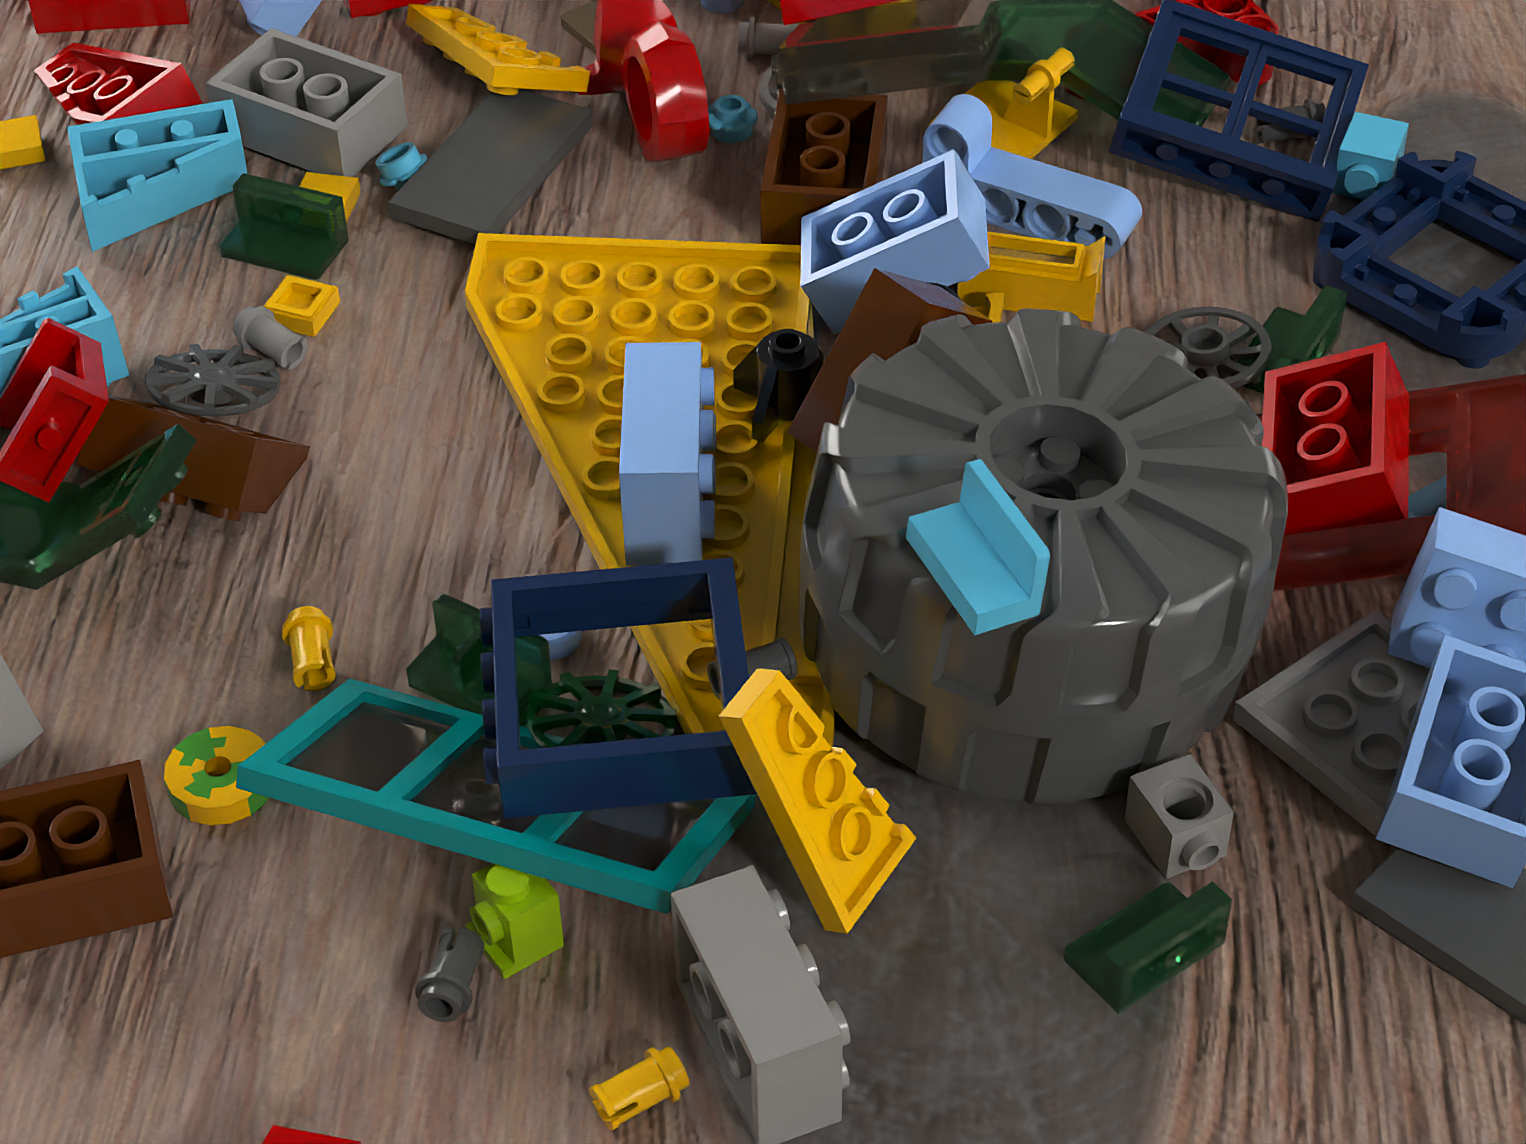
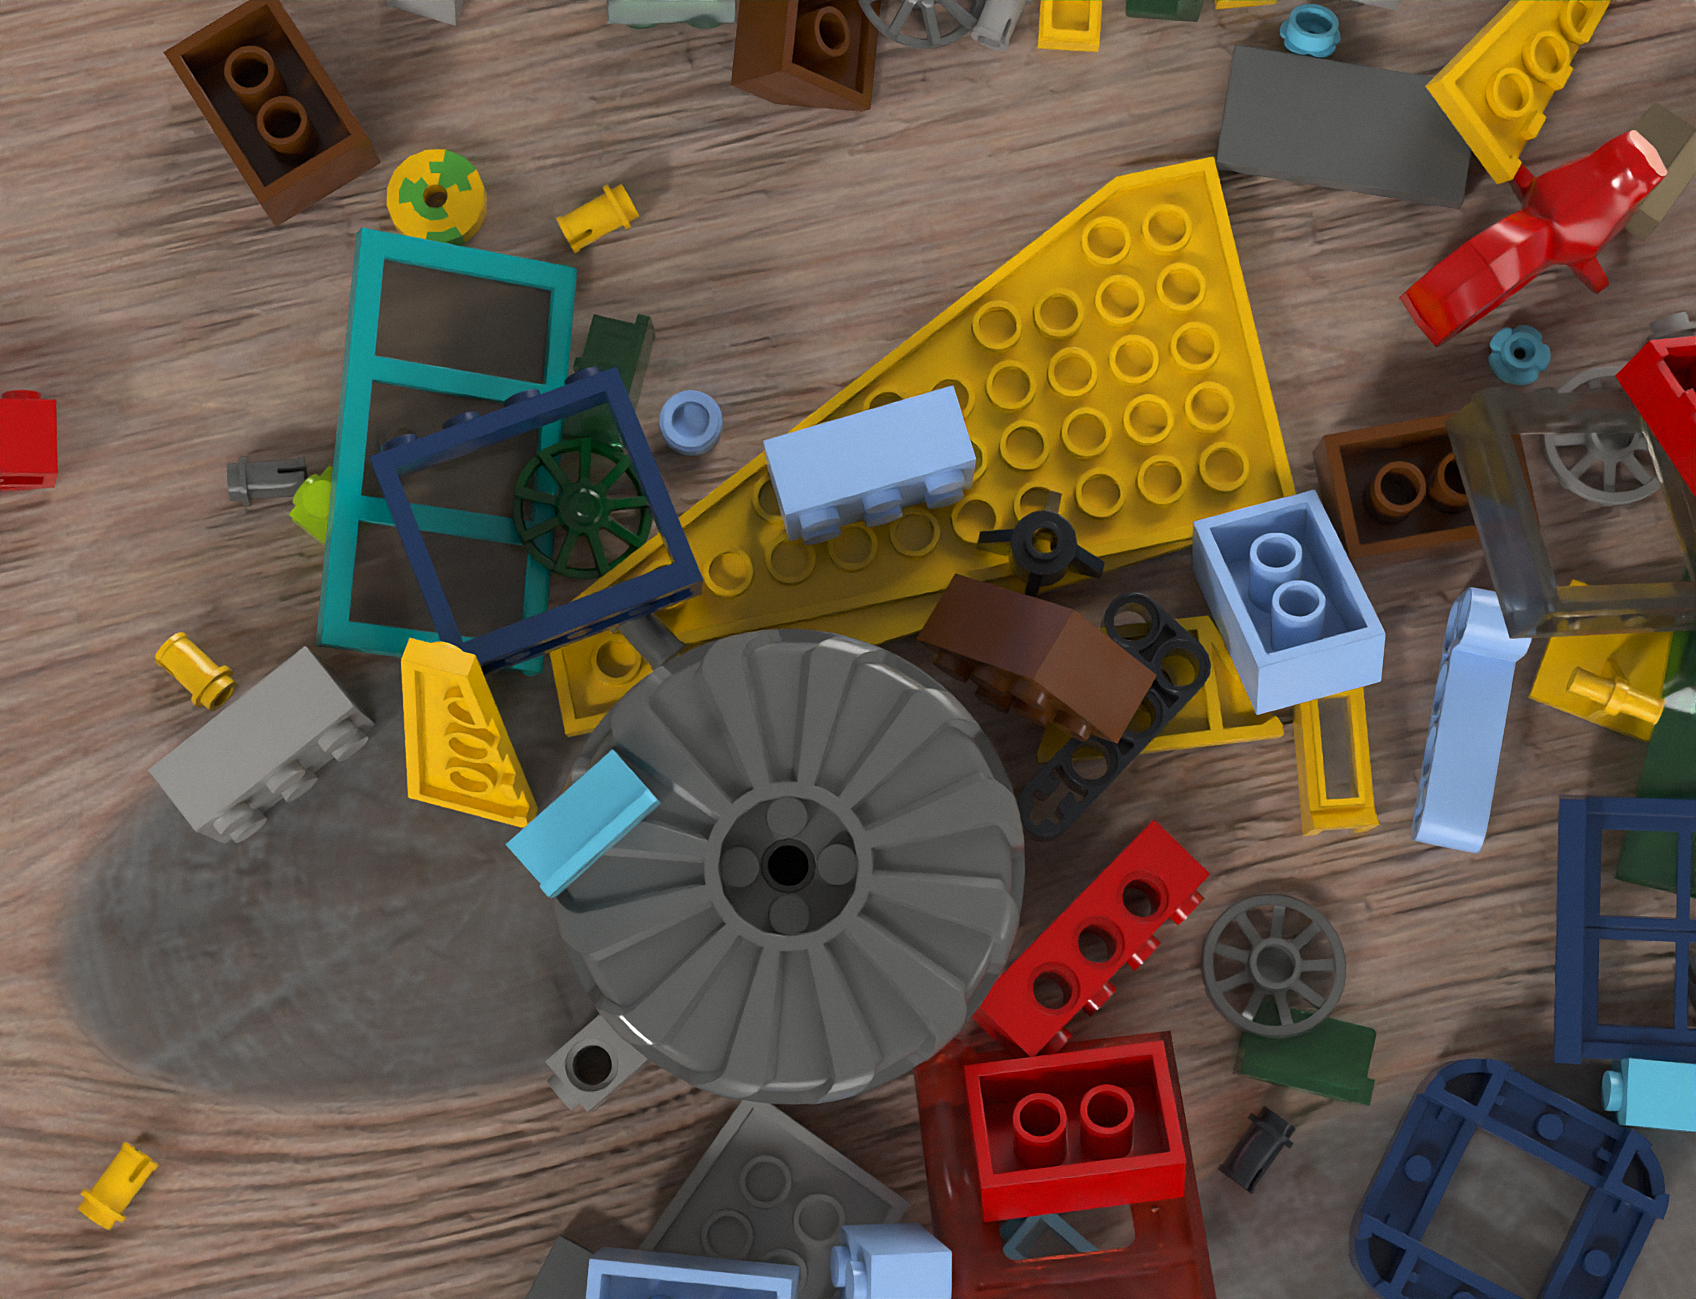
camera: 75 degrees right, 35 degrees up
(1150, 942) = (462, 1059): clear green panel -> none

